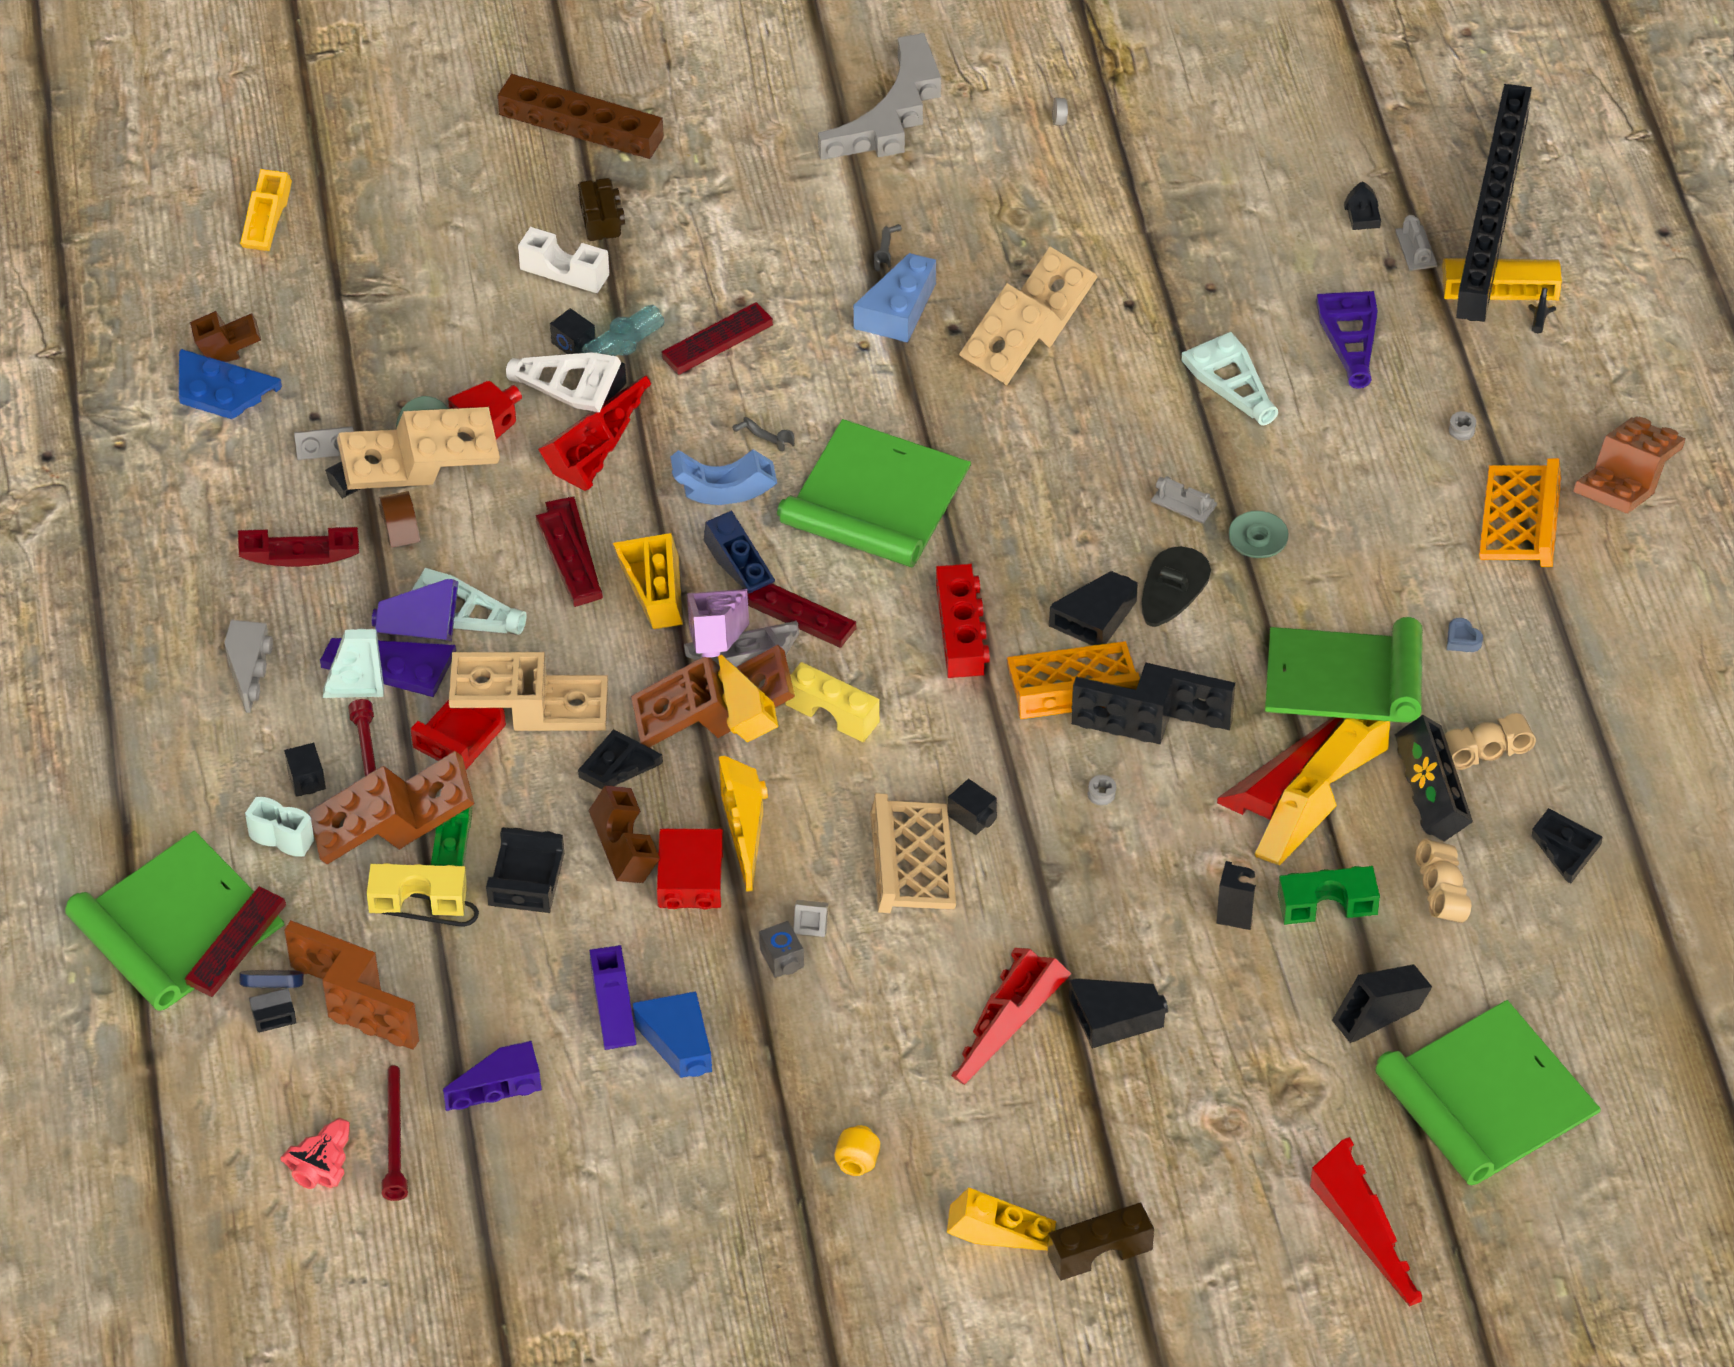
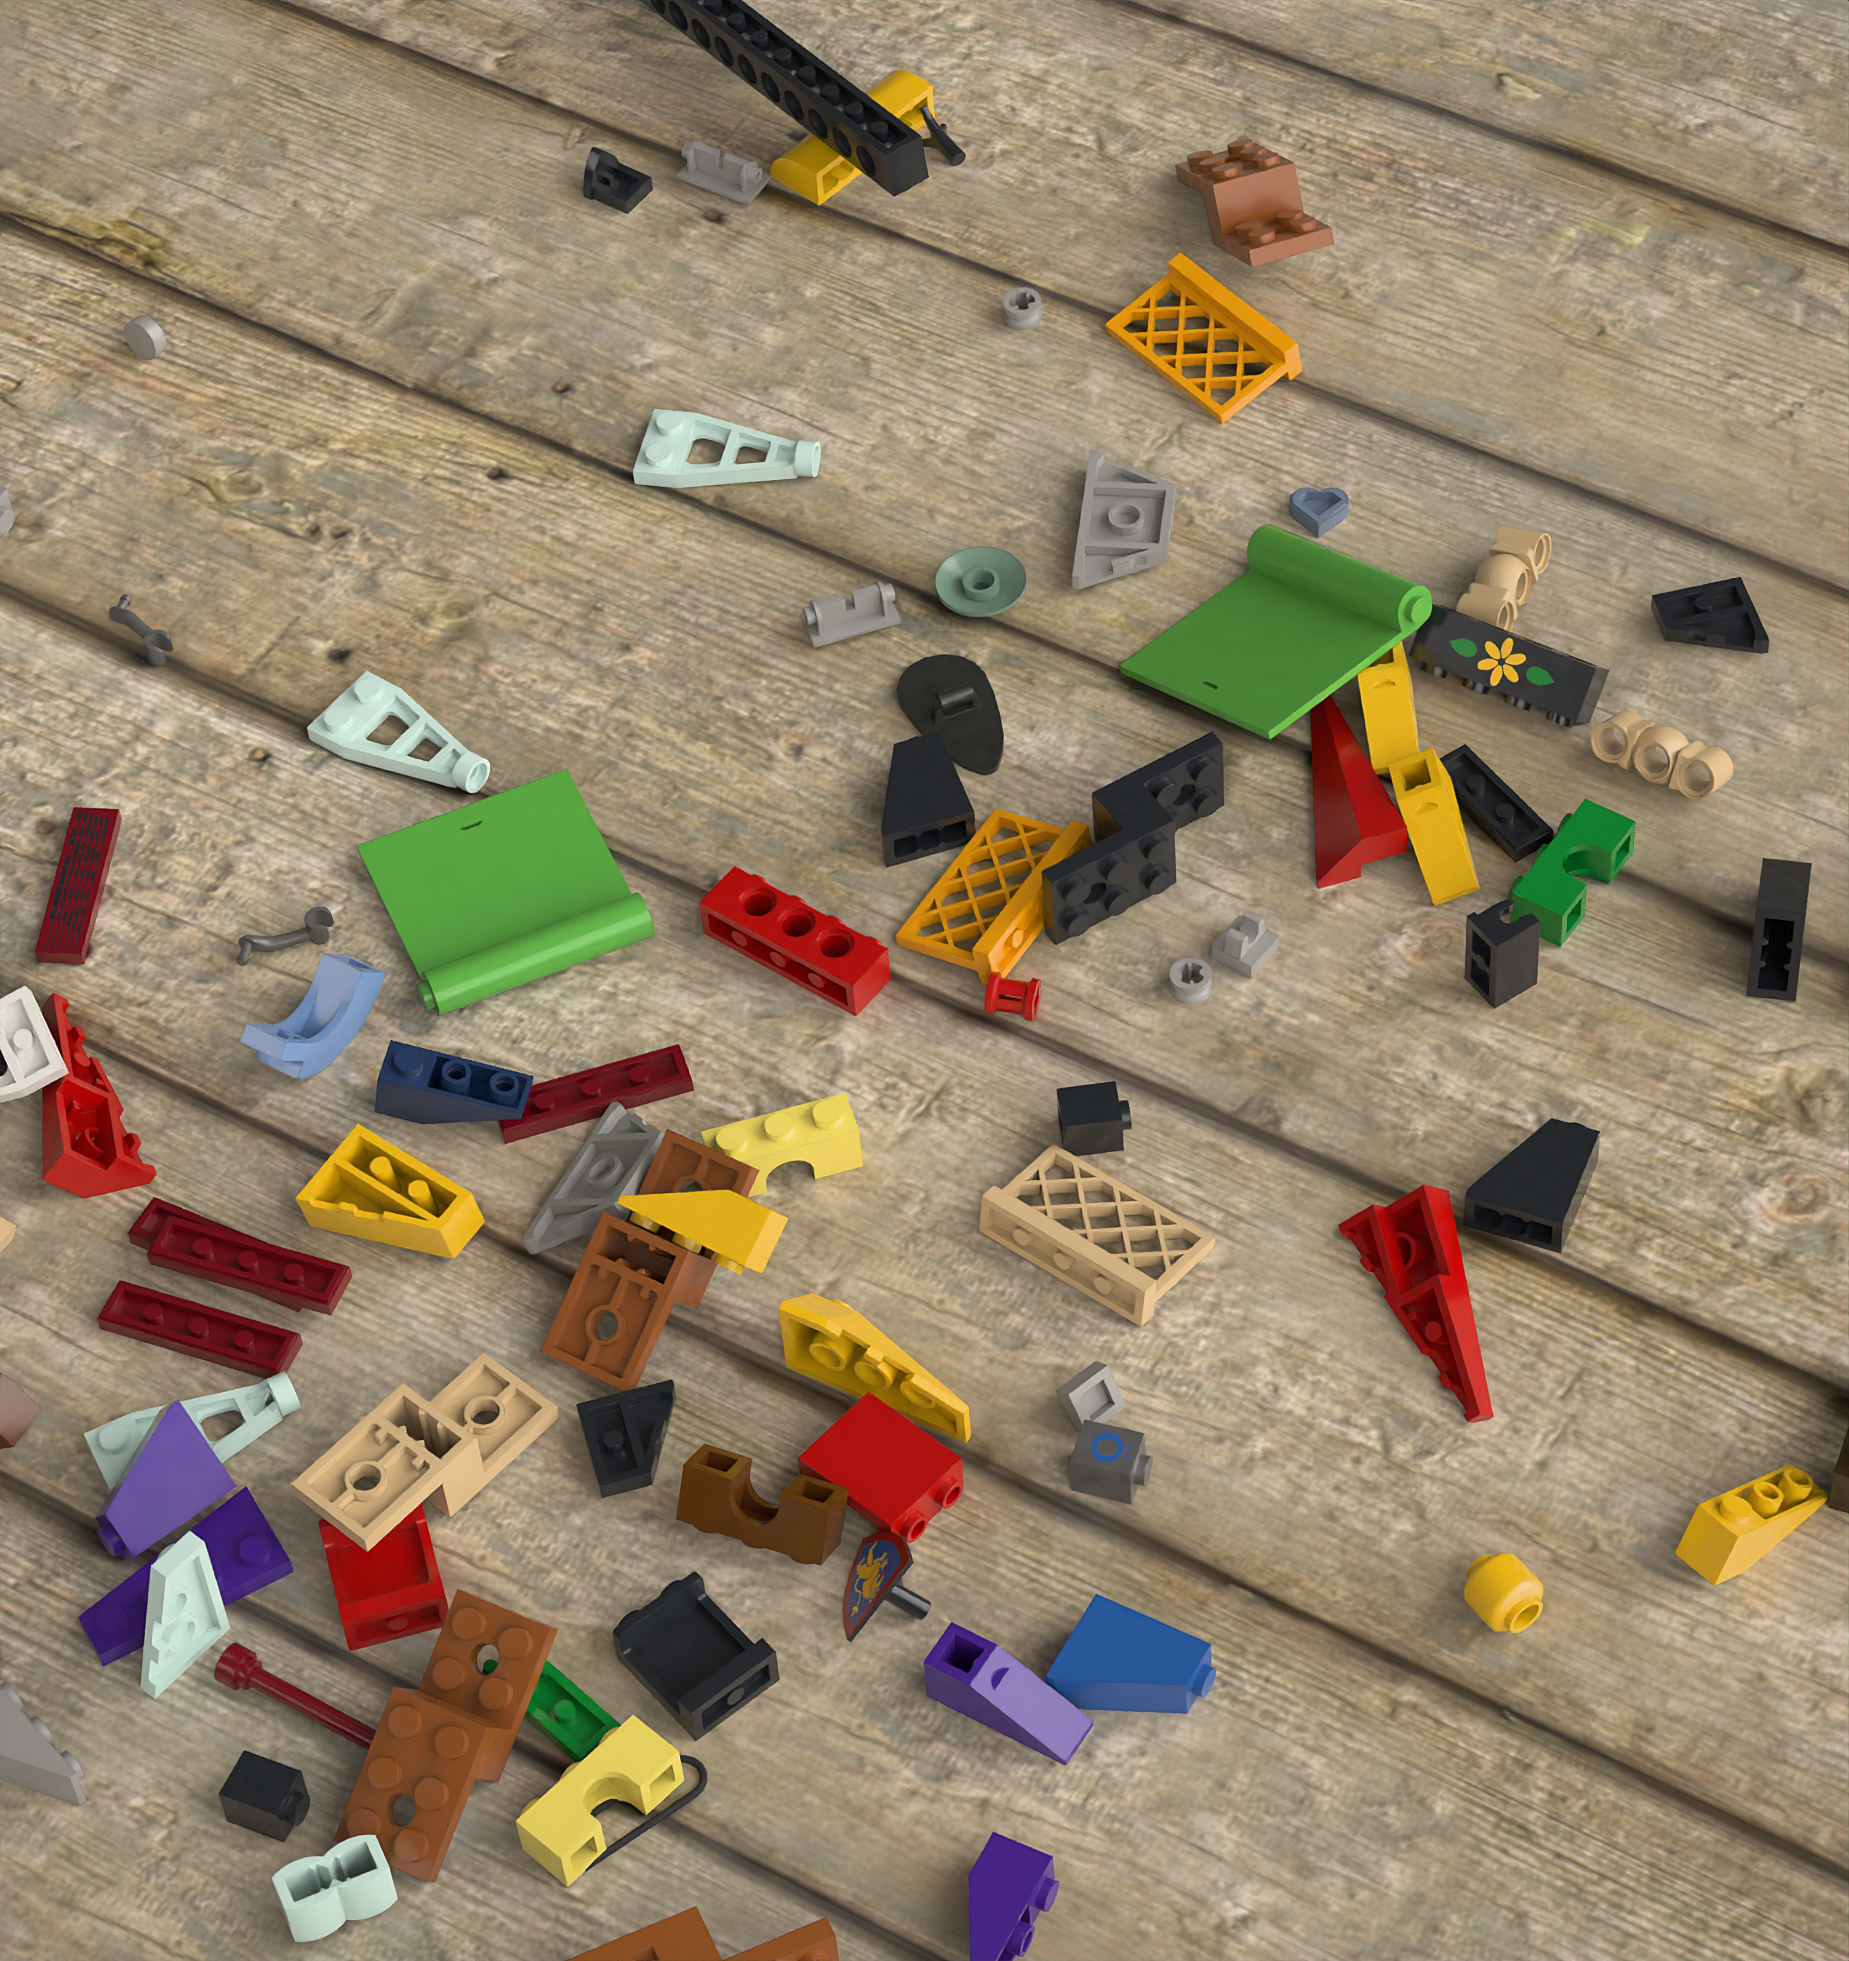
camera: 45 degrees left, 0 degrees up
(522, 568) = (199, 1330): none -> dark red tile
(630, 916) = (878, 1577): none -> shield
(717, 619) = (546, 1174): lavender wedge -> none
(897, 299) = (246, 669): medium blue wedge -> none
(925, 362) = (365, 706): none -> light aqua plate
(1015, 726) = (999, 987): none -> red bush
(1028, 315) = (423, 564): tan bracket -> none
(1146, 797) = (1245, 945): none -> light grey tile
(1343, 832) = (1495, 805): none -> black tile
(1350, 307) = (751, 278): dark purple plate -> none
(1360, 563) = (1121, 523): none -> light grey wing

